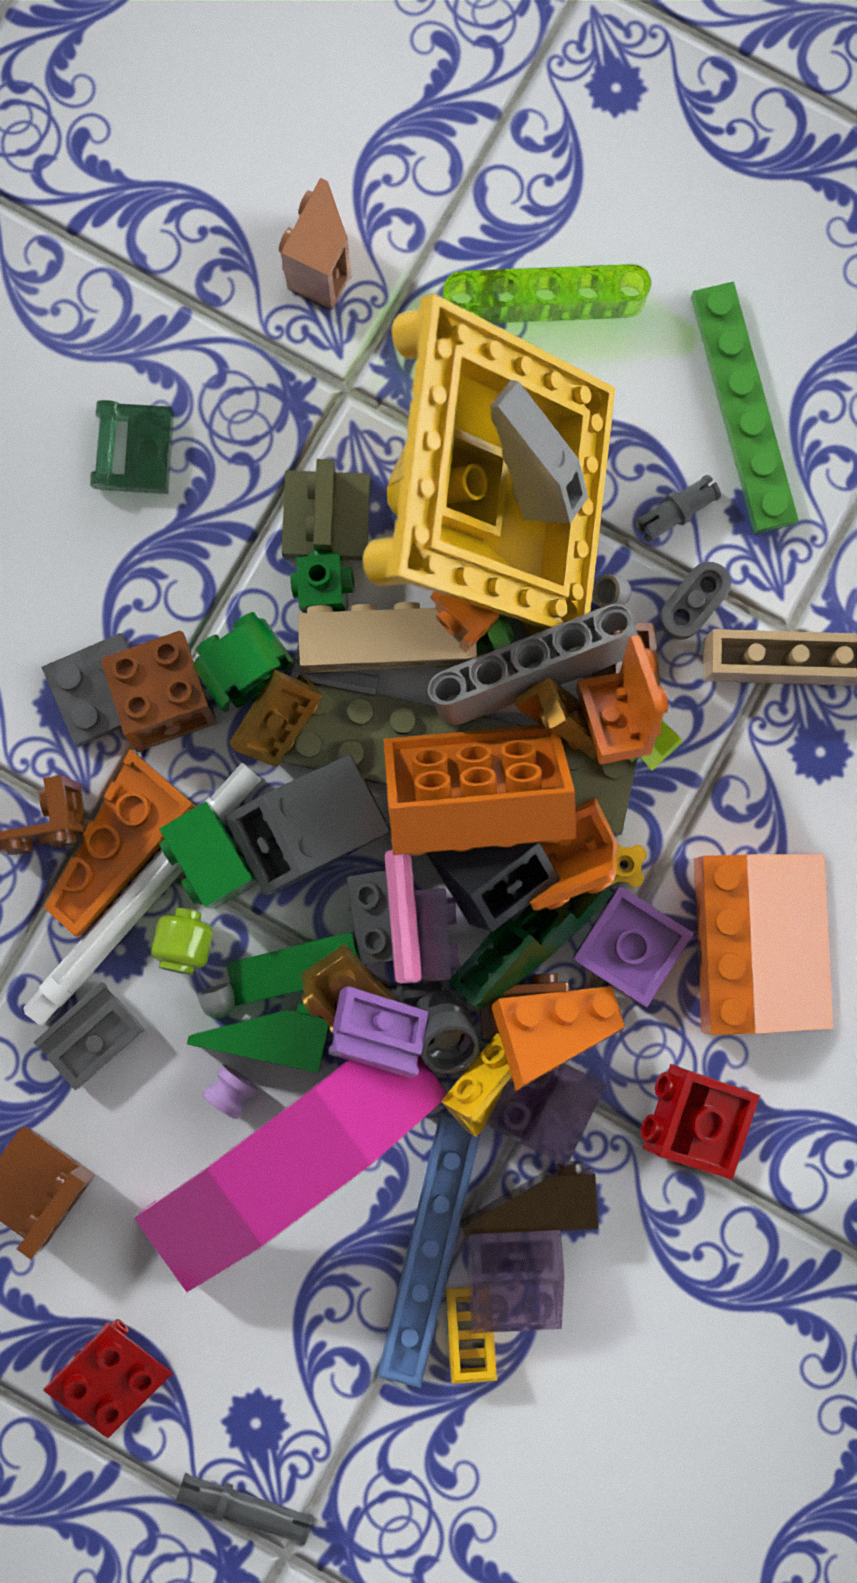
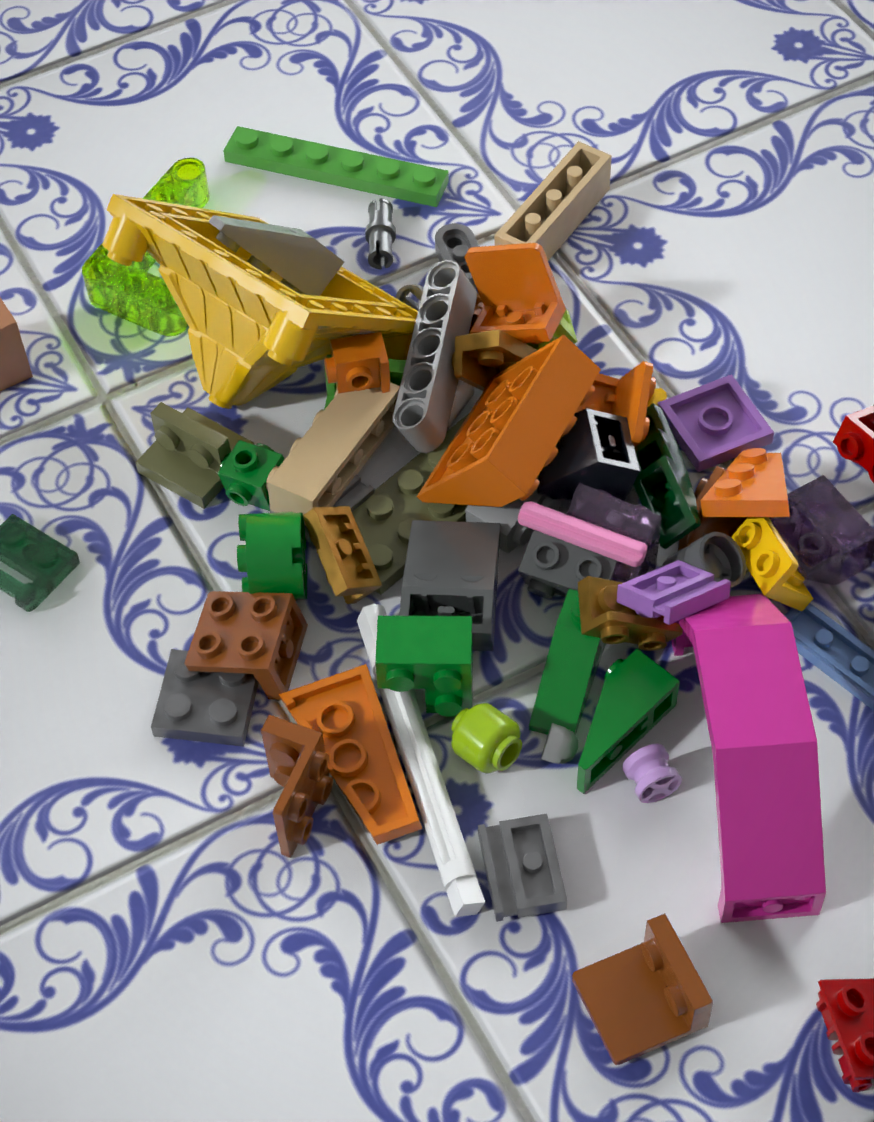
camera: 50 degrees left, 30 degrees down
(762, 943) = (766, 345): slope -> none

